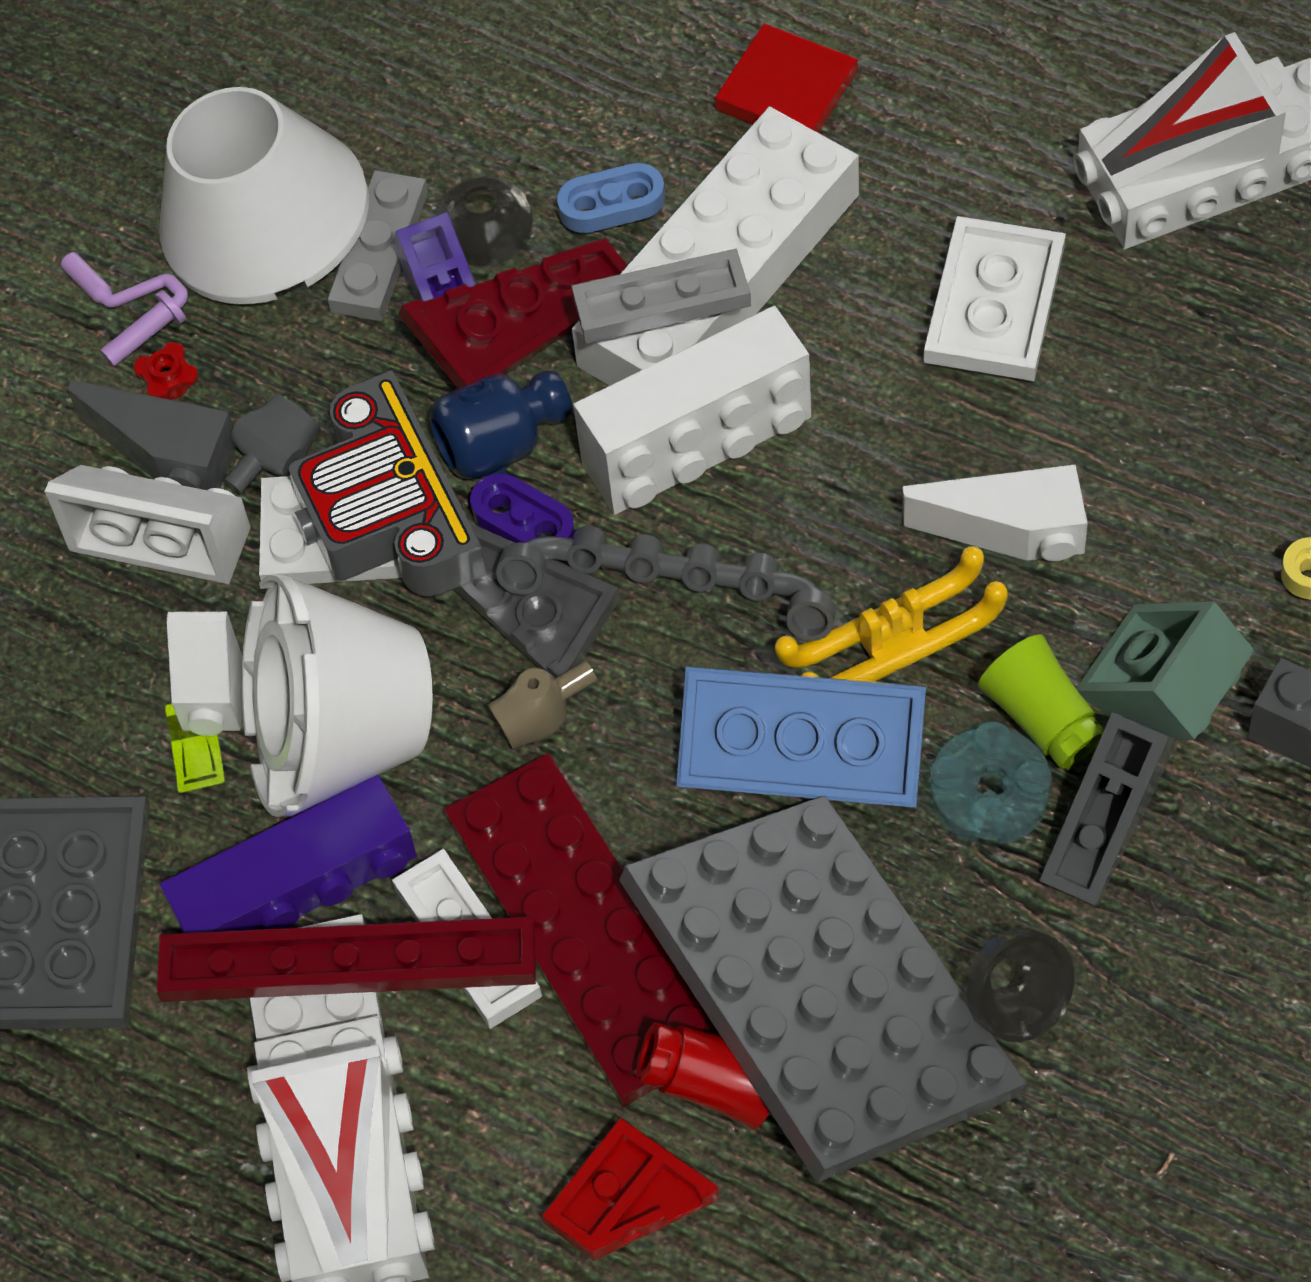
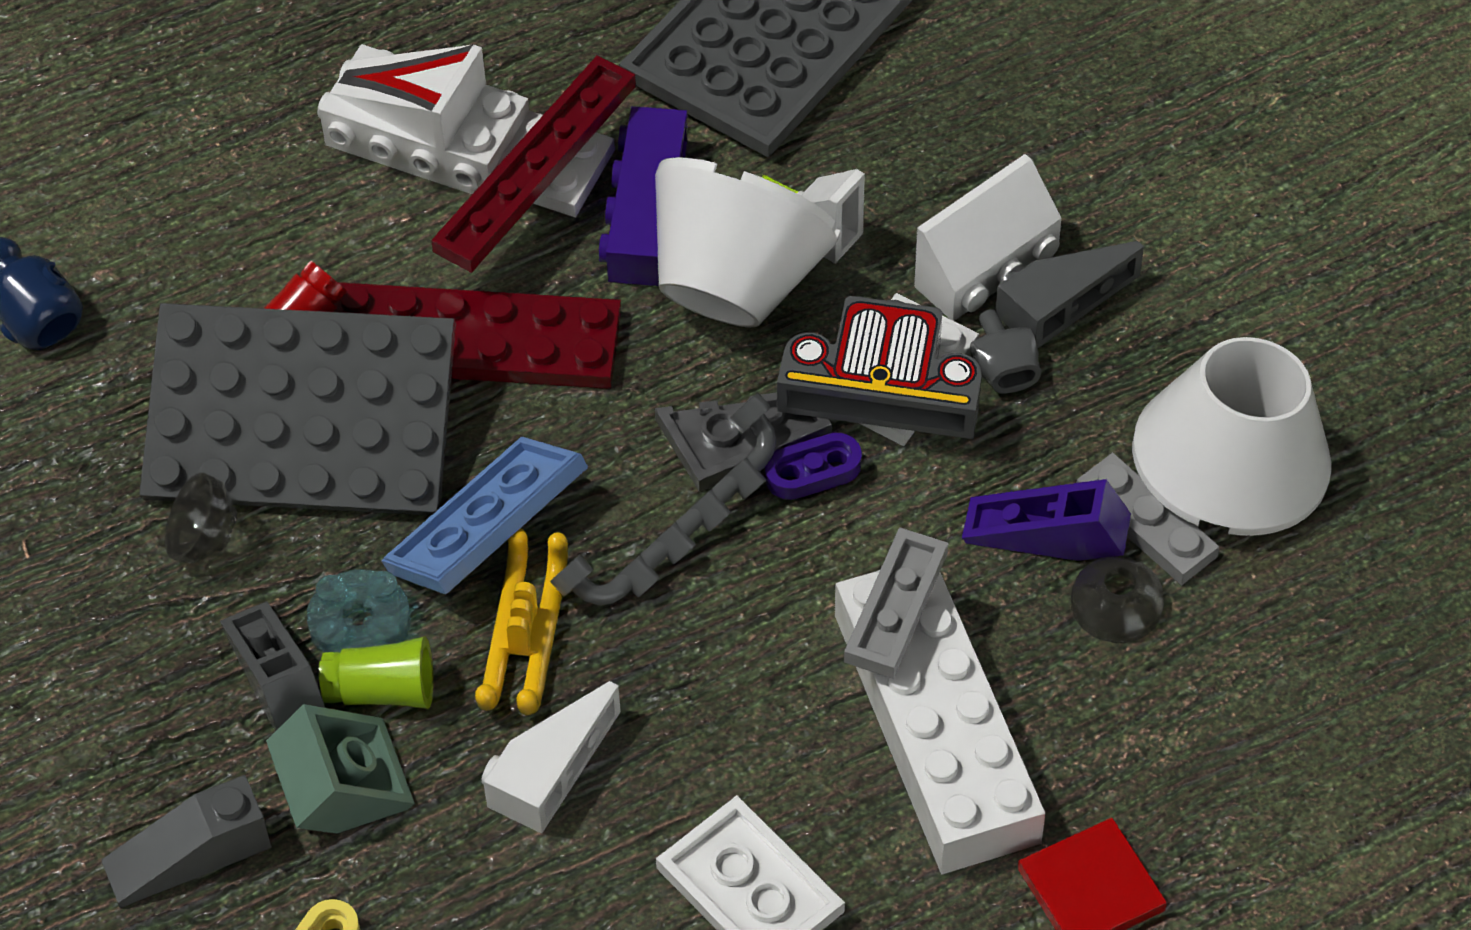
camera: 120 degrees right, 5 degrees down
(147, 325) = (1186, 353): lavender piece -> none
(170, 383) = (1126, 338): red plate -> none
(440, 893) = (527, 265): white plate -> none
(496, 421) = (902, 478): dark blue piece -> none
(509, 317) = (987, 536): dark red wing -> none
(537, 703) = (646, 381): dark tan piece -> none
(610, 197) = (1064, 689): medium blue plate -> none
(626, 1193) = (271, 251): red wing -> none
(694, 410) = (793, 596): white brick -> none

